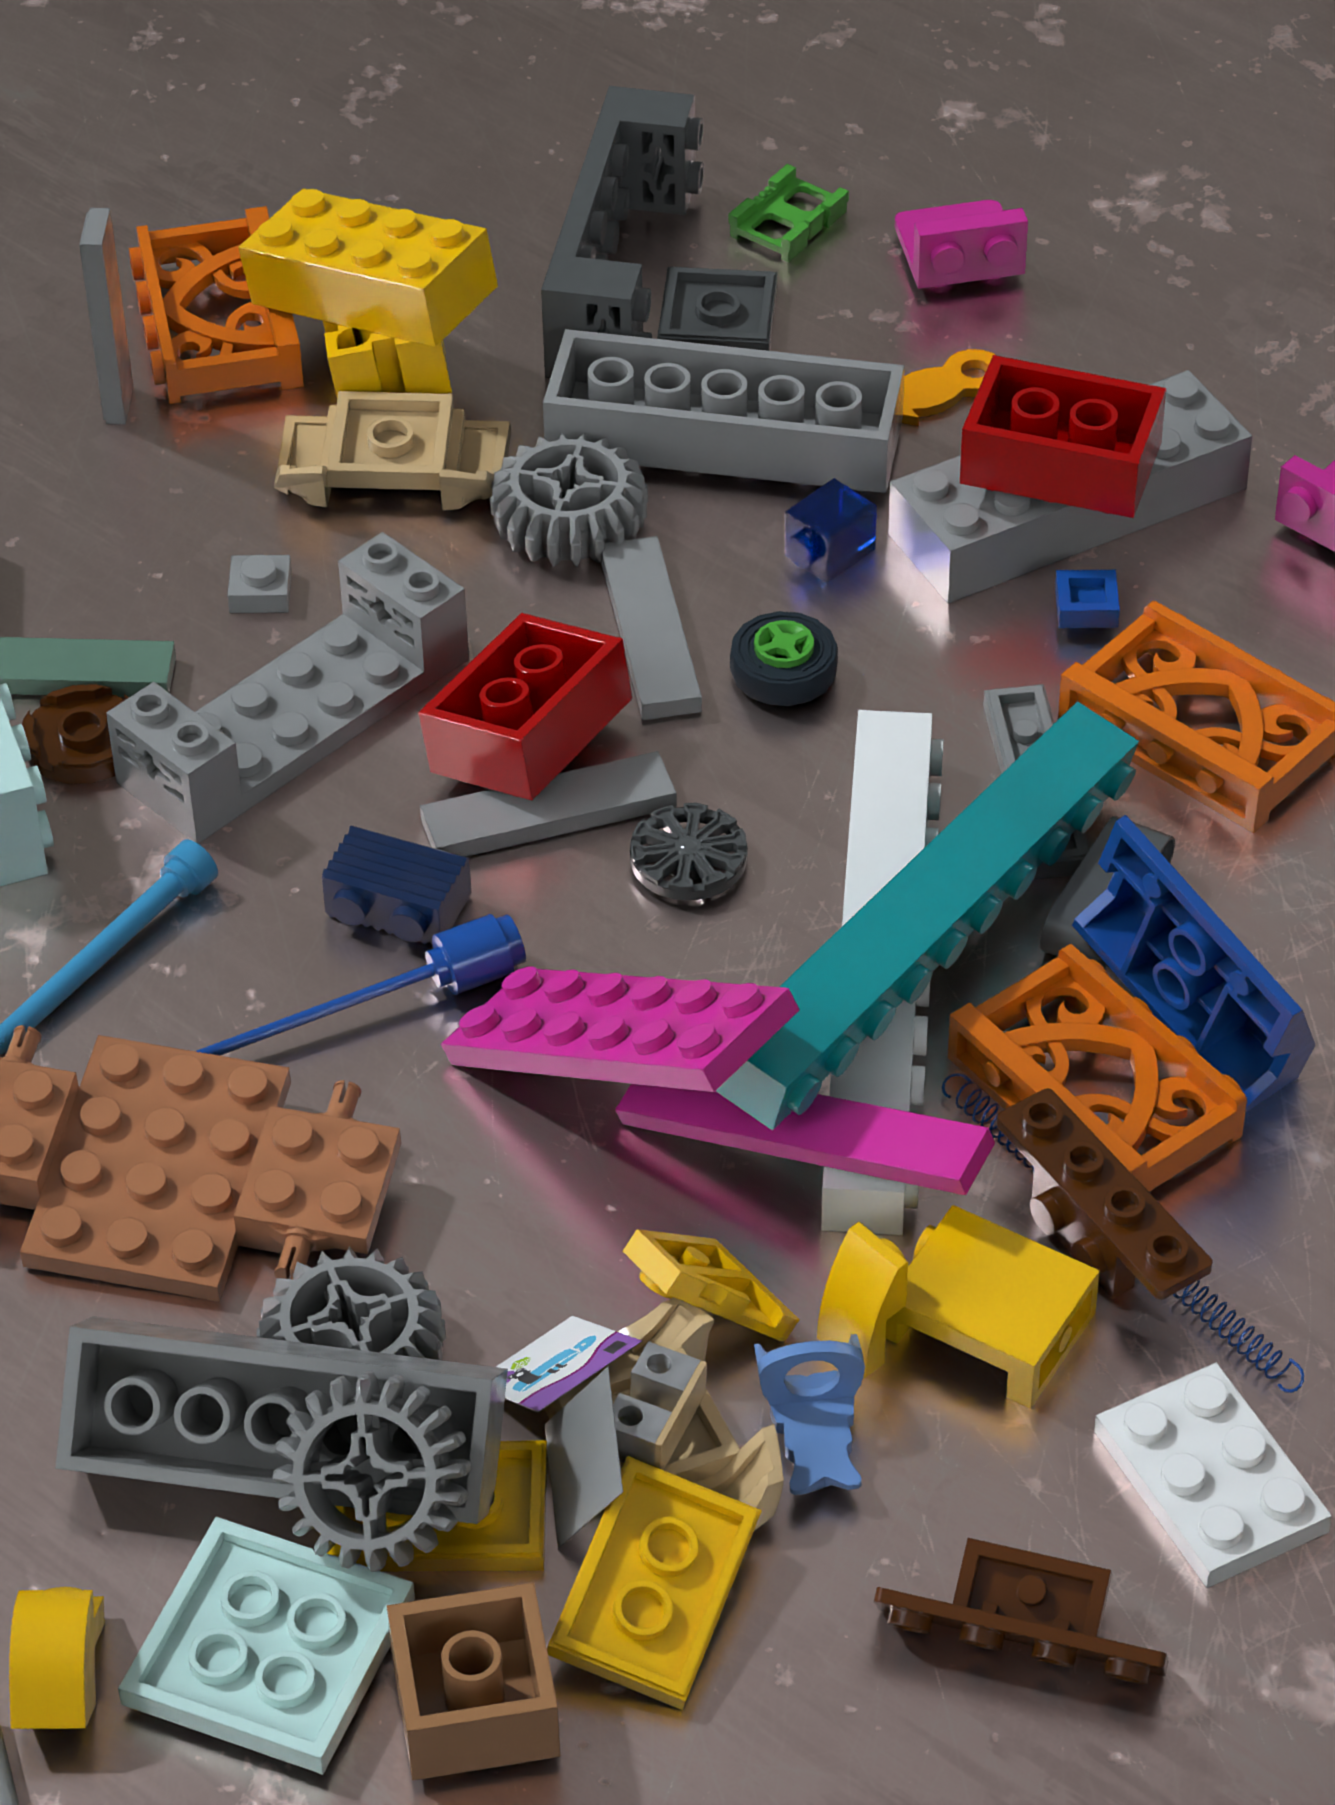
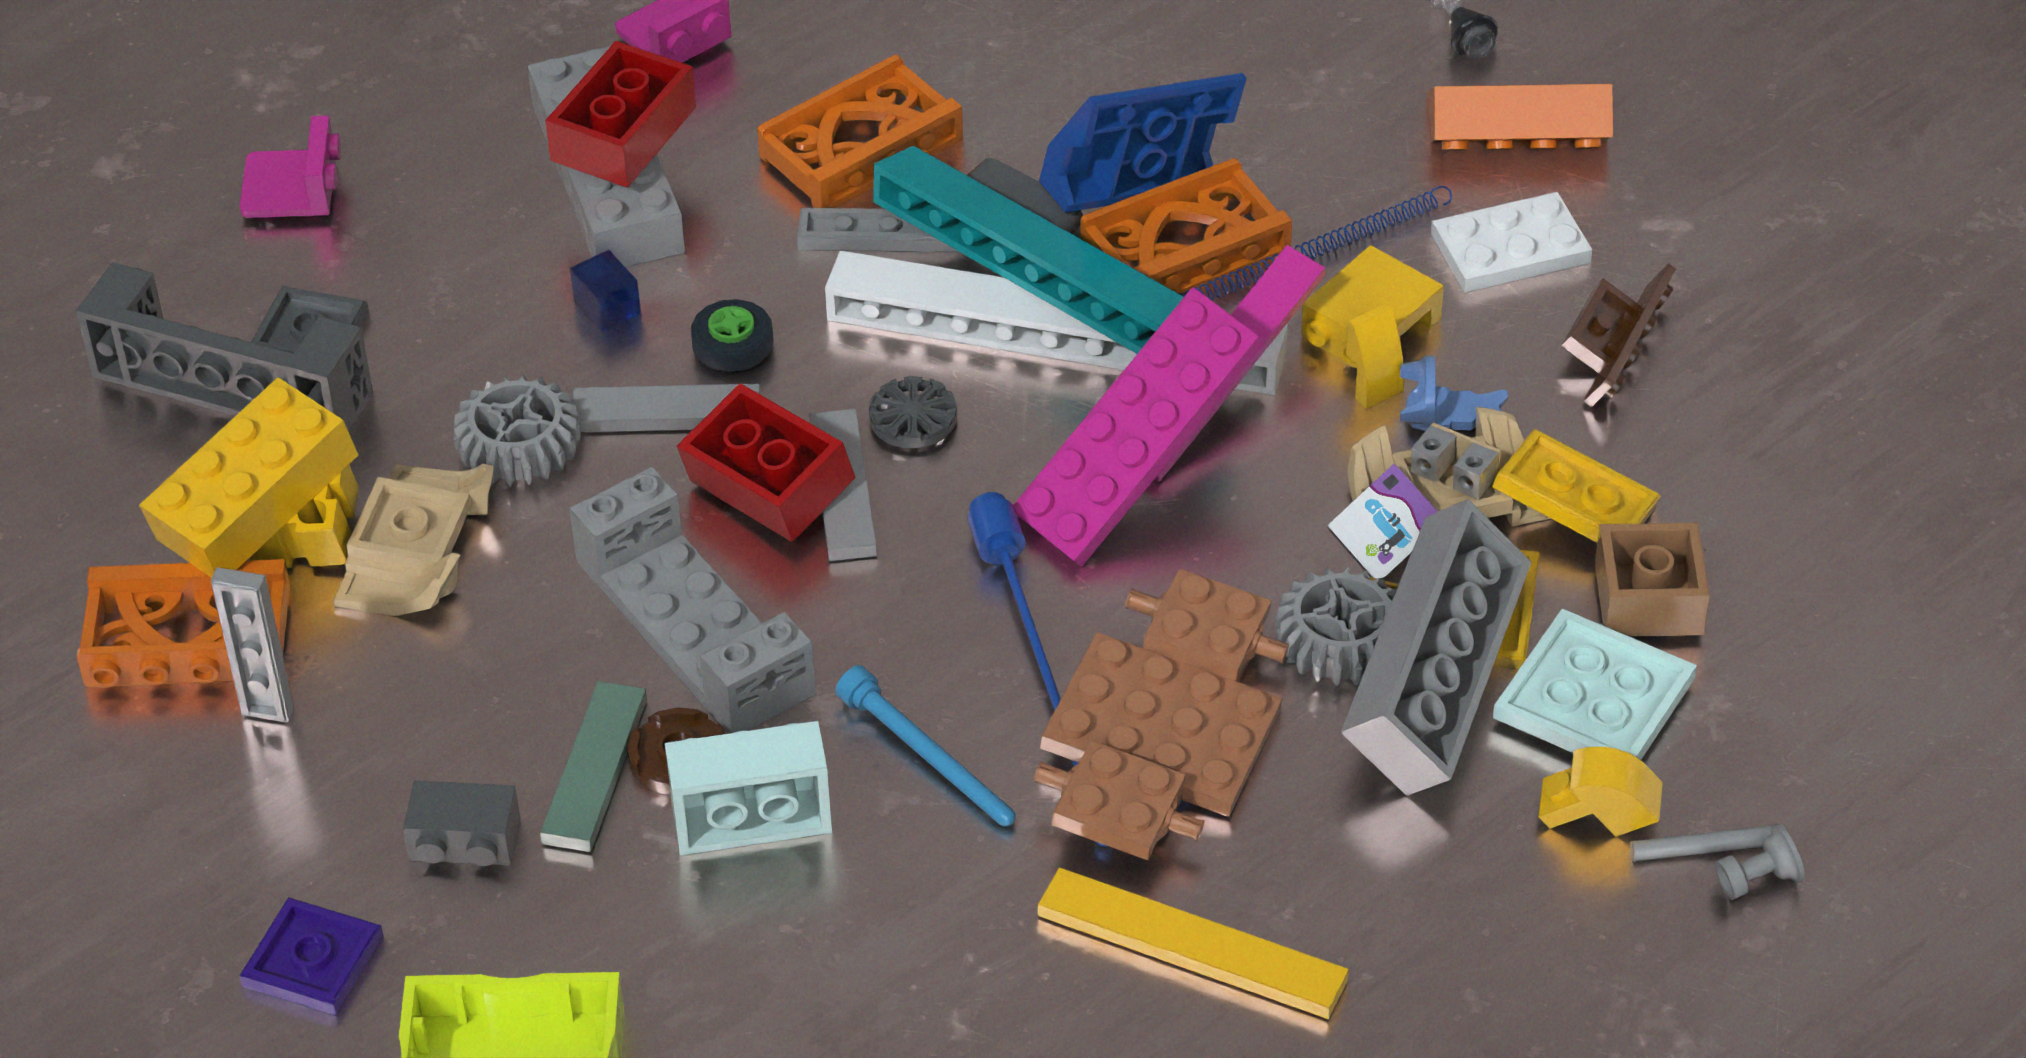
camera: 80 degrees left, 0 degrees up
(259, 584) = (537, 630): light grey plate -> none
(372, 1442) = (1510, 585): light grey gear -> none
(395, 885) = (915, 566): dark blue brick -> none
(583, 1457) = (1497, 488): light grey sticker -> none
(709, 1278) = (1331, 438): yellow wing -> none
(729, 409) = (457, 324): light grey brick -> none
(772, 206) = (218, 265): bright green piece -> none
(940, 388) = (446, 223): light orange brick -> none
(1087, 599) = (721, 172): blue plate -> none
(1097, 1203) = (1323, 234): reddish brown bracket -> none

